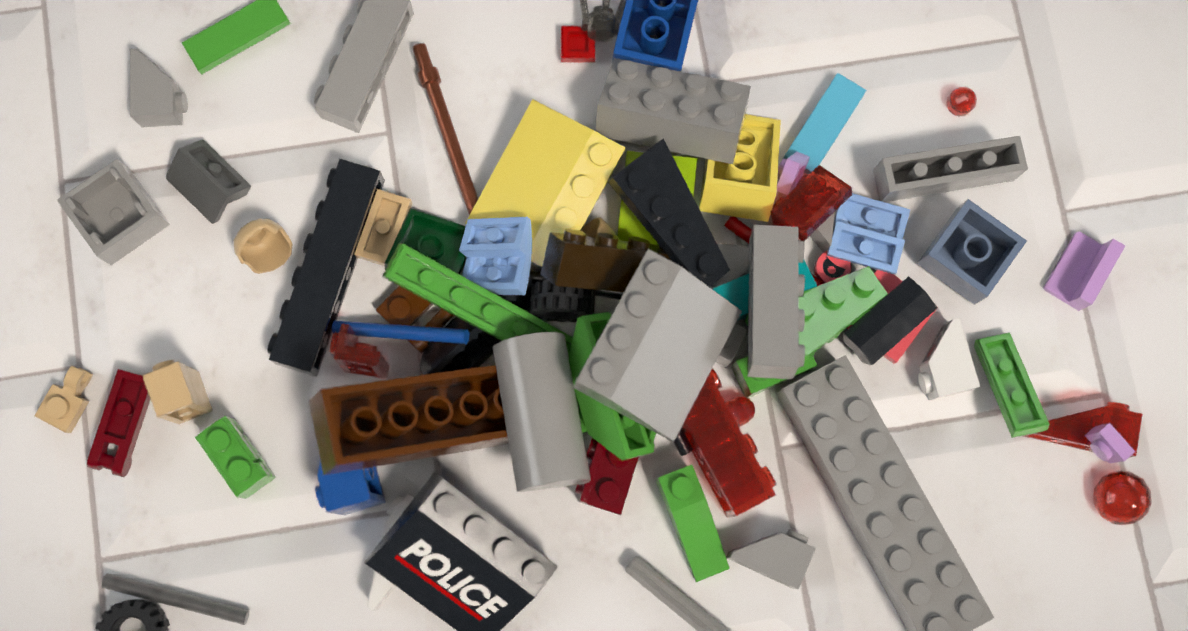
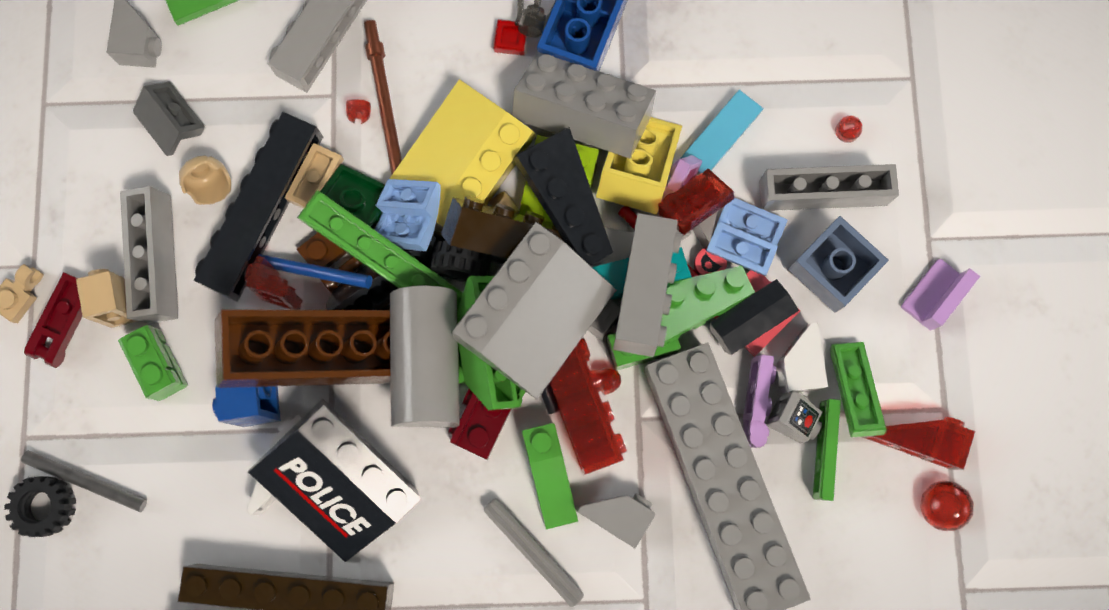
camera: 15 degrees right, 0 degrees up
(113, 212) = (80, 135): light grey container -> none
(213, 337) = (148, 255): none -> light grey brick
(421, 145) = (358, 110): none -> clear red hinge
(905, 412) = (757, 402): none -> lavender hinge
(948, 424) = (795, 417): none -> light grey slope
(987, 455) = (826, 450): none -> bright green tile
(1109, 444) = (939, 455): lavender plate -> none

